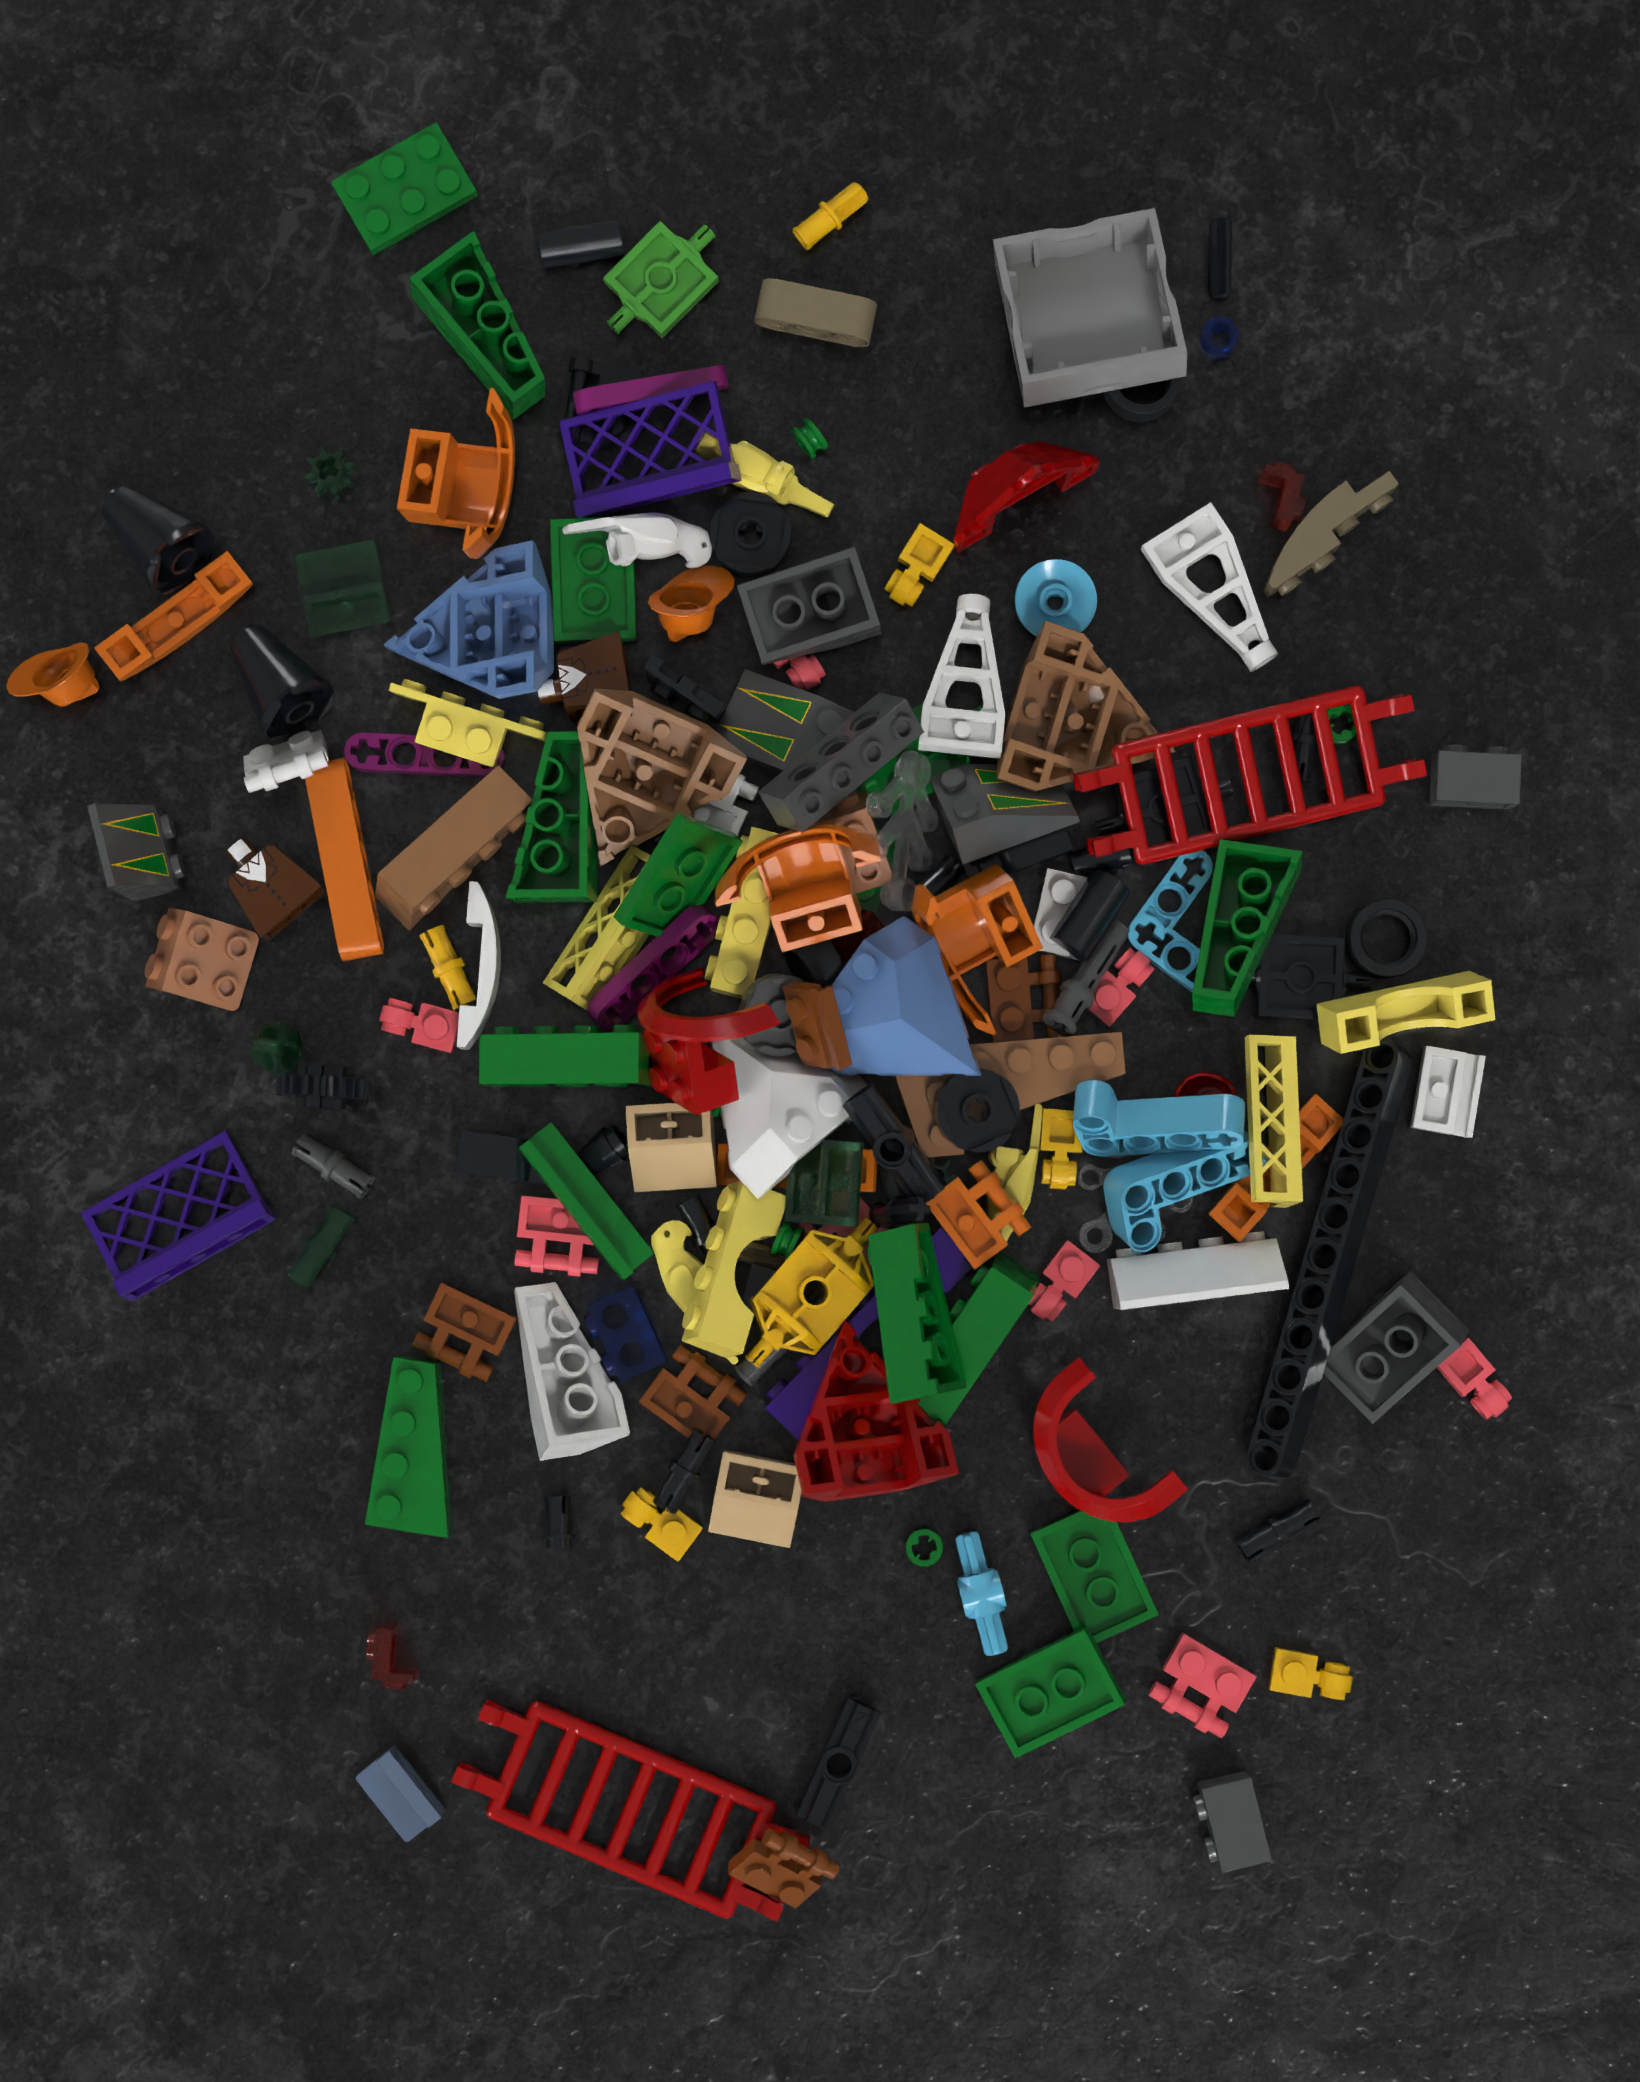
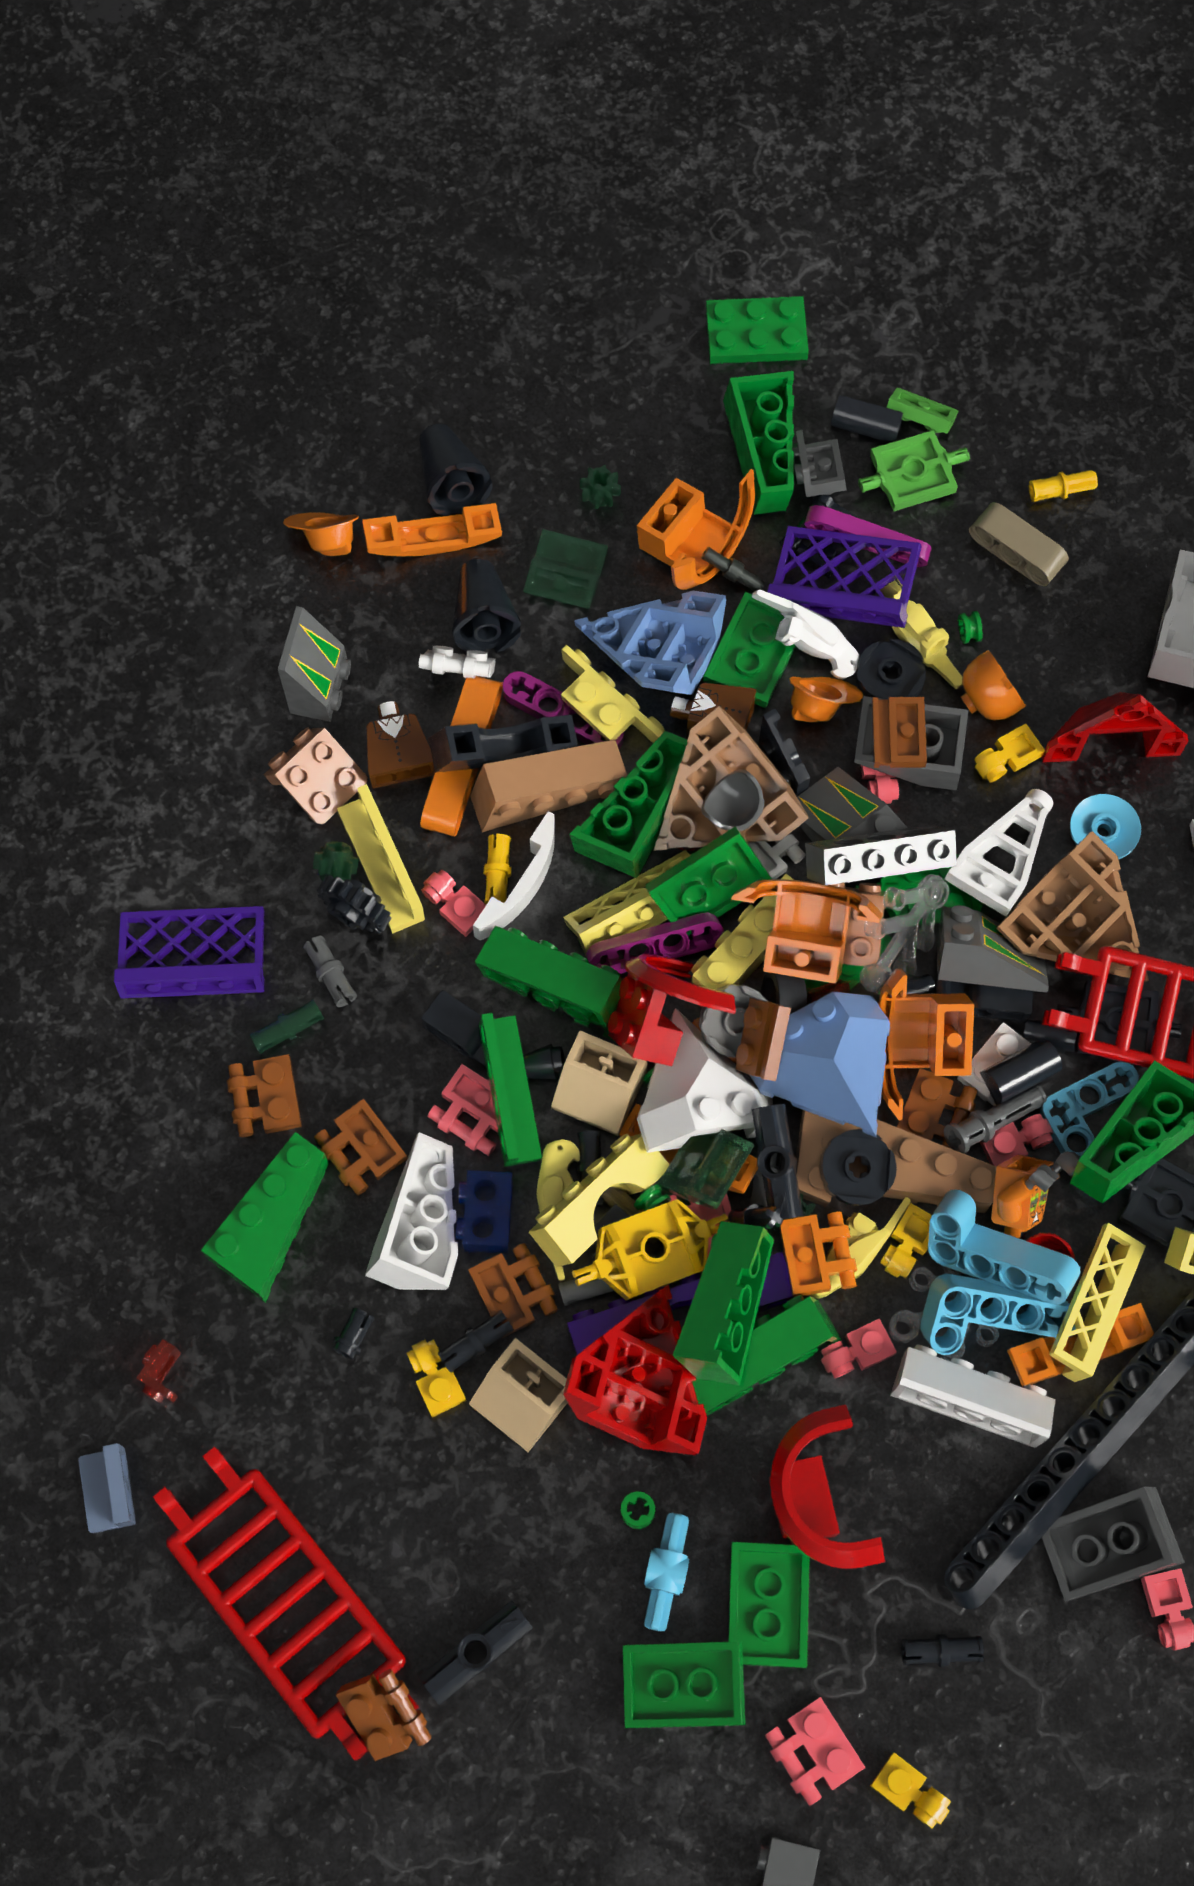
camera: 25 degrees right, 15 degrees down
(321, 1020) = (381, 860): none -> light yellow fence
(347, 1319) = (276, 1096): none -> dark orange plate
(384, 834) = (471, 747): none -> black arch
(524, 500) = (732, 569): none -> pearl dark grey bar
(557, 328) = (819, 466): none -> dark grey bracket
(635, 201) = (923, 410): none -> bright green plate
(660, 783) = (734, 801): none -> dark grey helmet
(795, 613) = (899, 732): none -> dark orange plate
(865, 503) = (989, 689): none -> orange cylinder
(1150, 1039) = (1023, 1190): none -> orange torso

